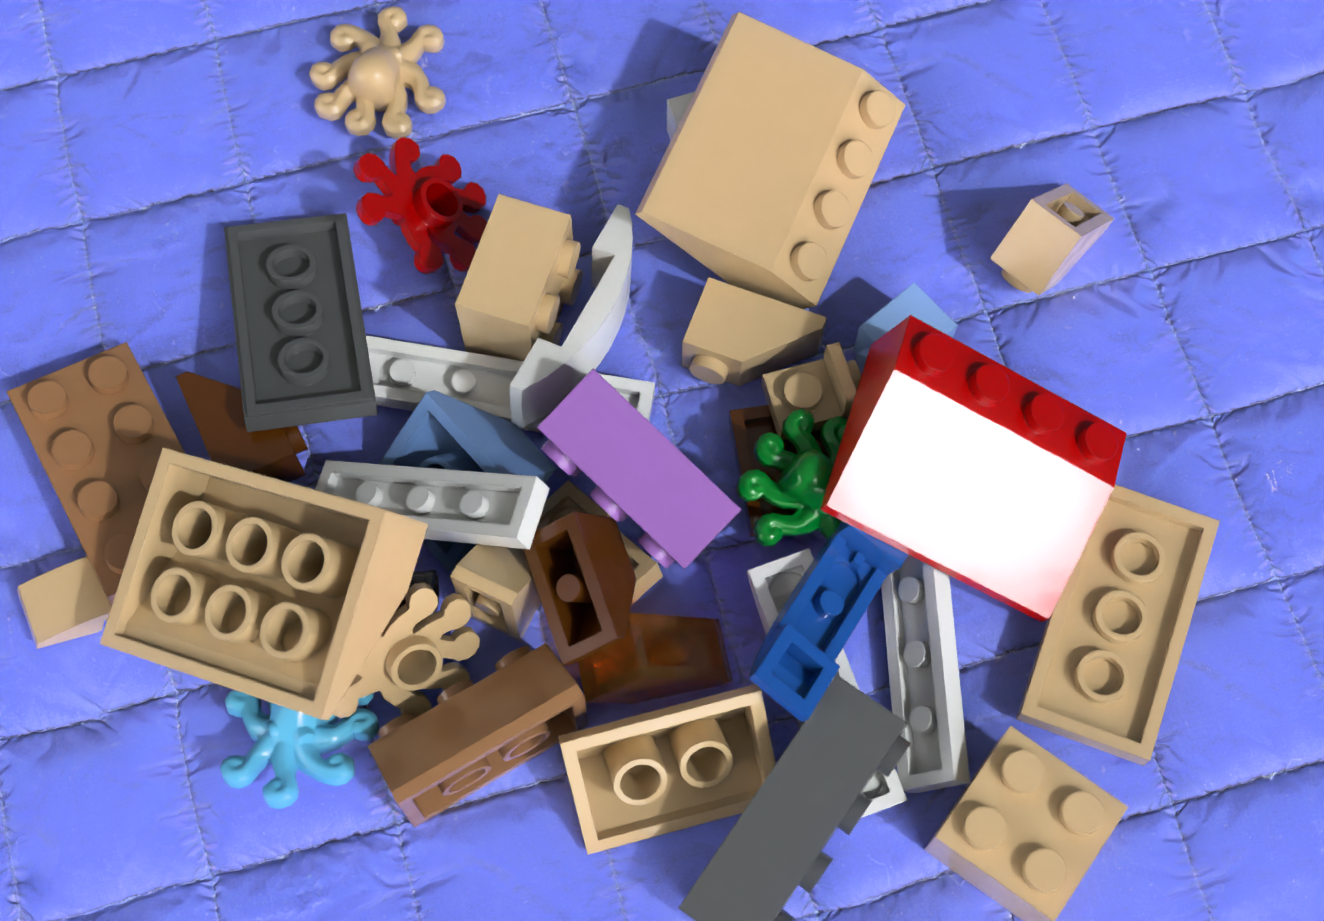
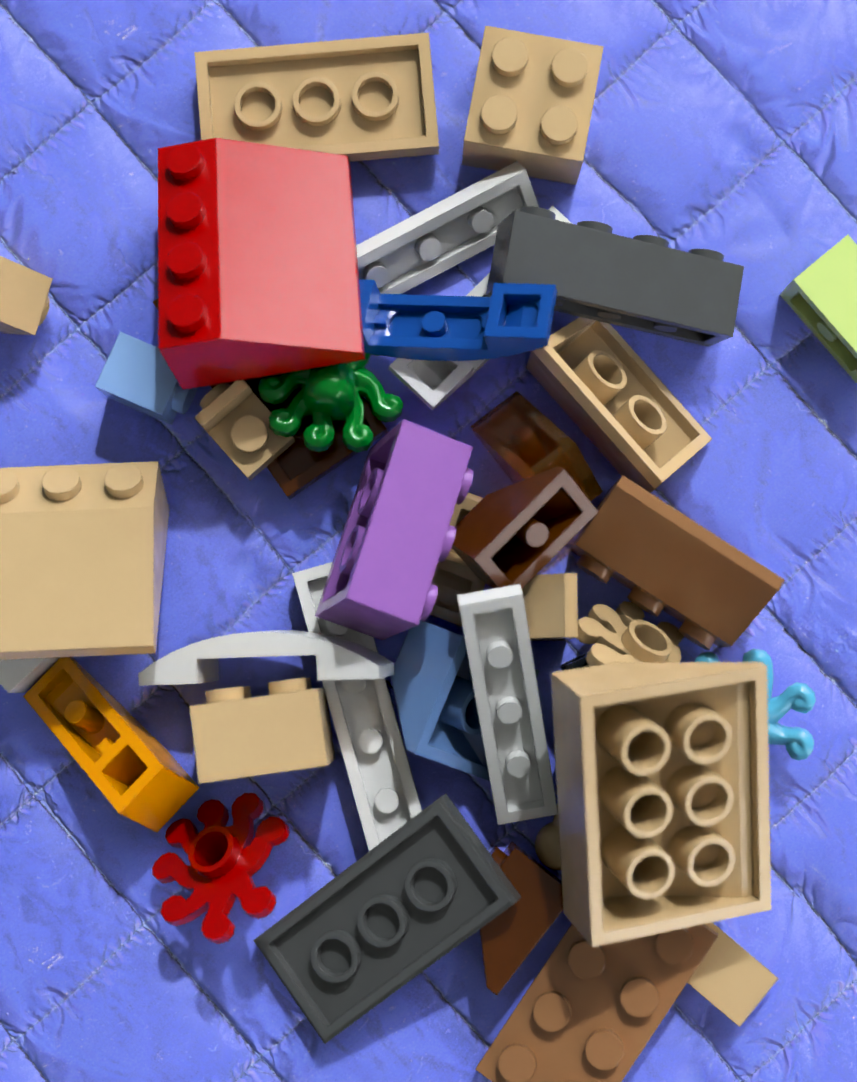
camera: 115 degrees left, 15 degrees up
(378, 75) = (93, 988): tan animal -> none
(576, 165) = (111, 745): none -> light orange slope
(745, 335) = (208, 520): tan slope -> none

